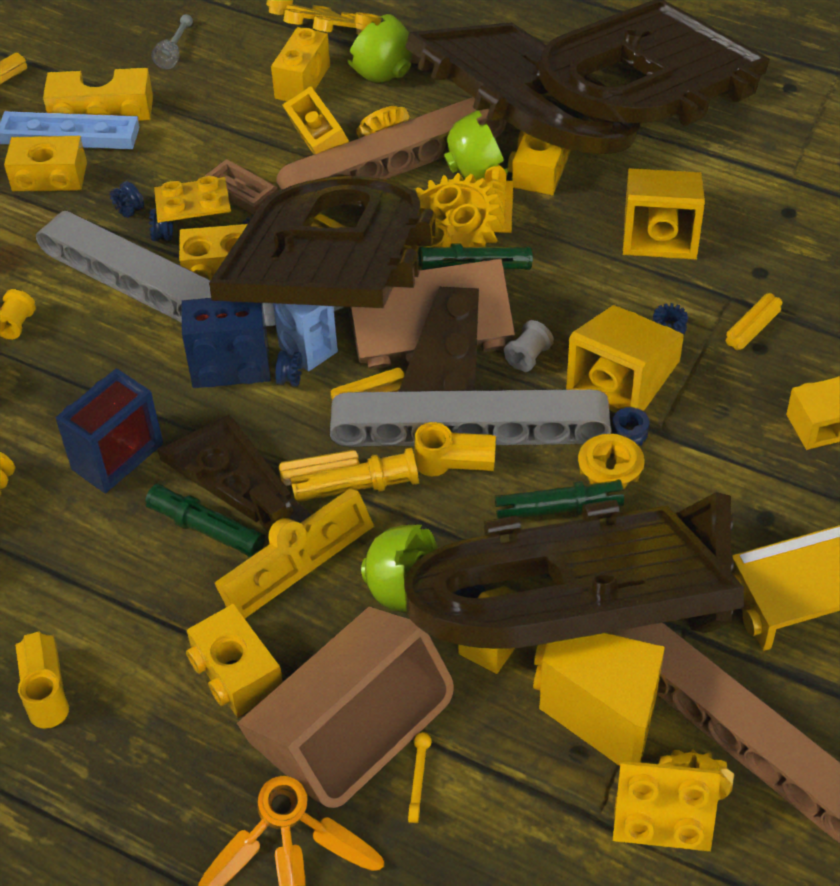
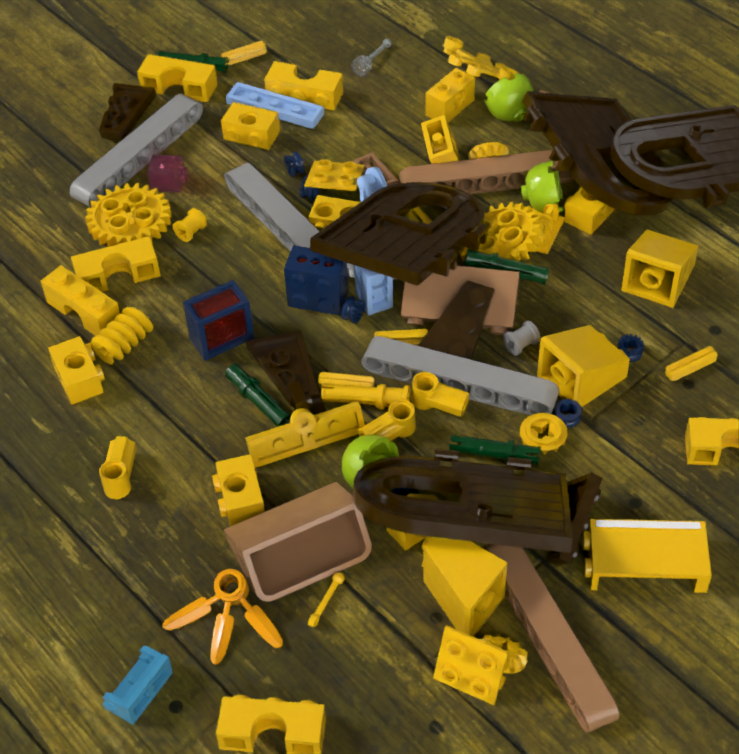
camera: 20 degrees right, 0 degrees up
(246, 197) = (370, 182): none -> light blue piece
(404, 506) = (390, 424): none -> yellow piece

